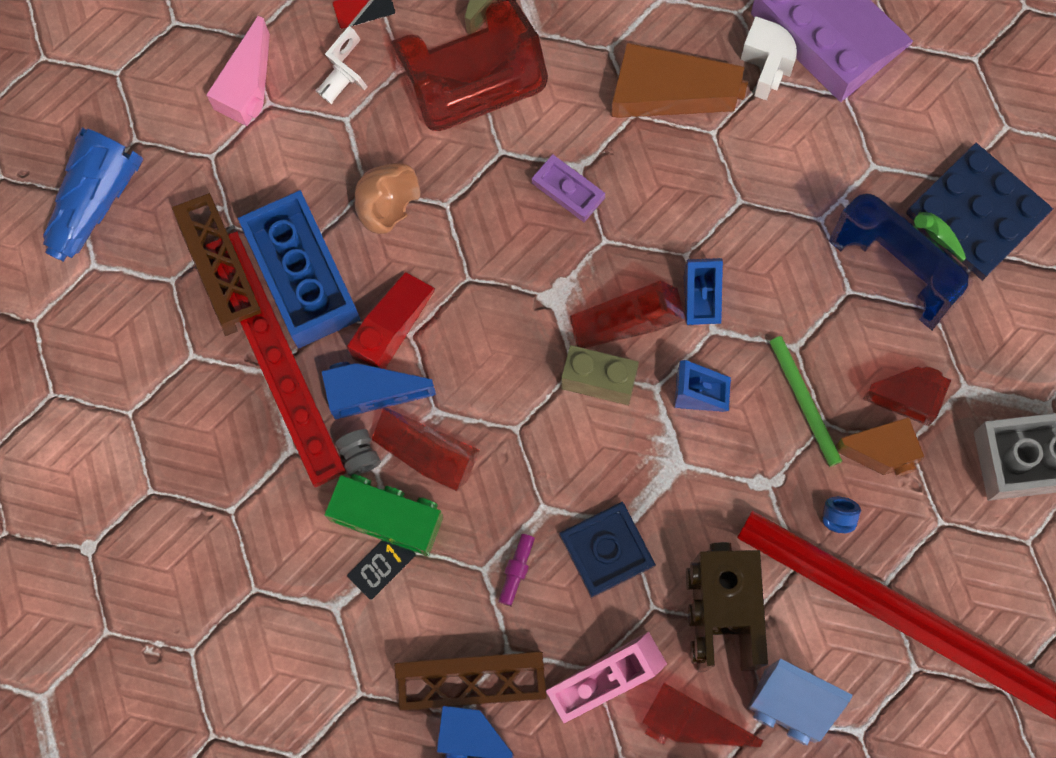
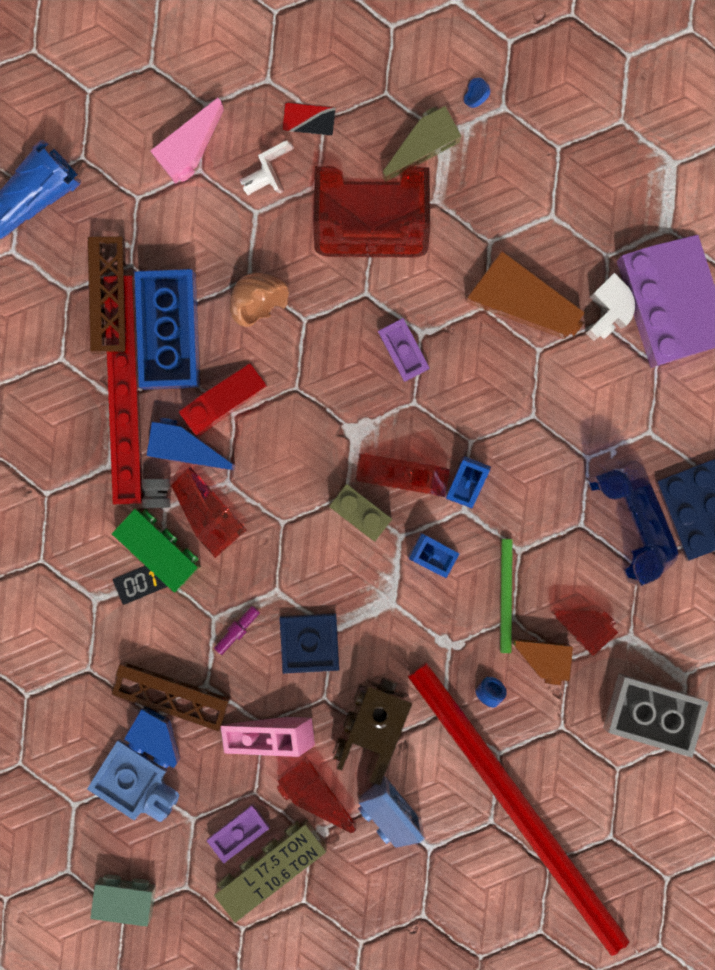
camera: 25 degrees right, 15 degrees up
(940, 232) = (670, 512): bright green bar -> none

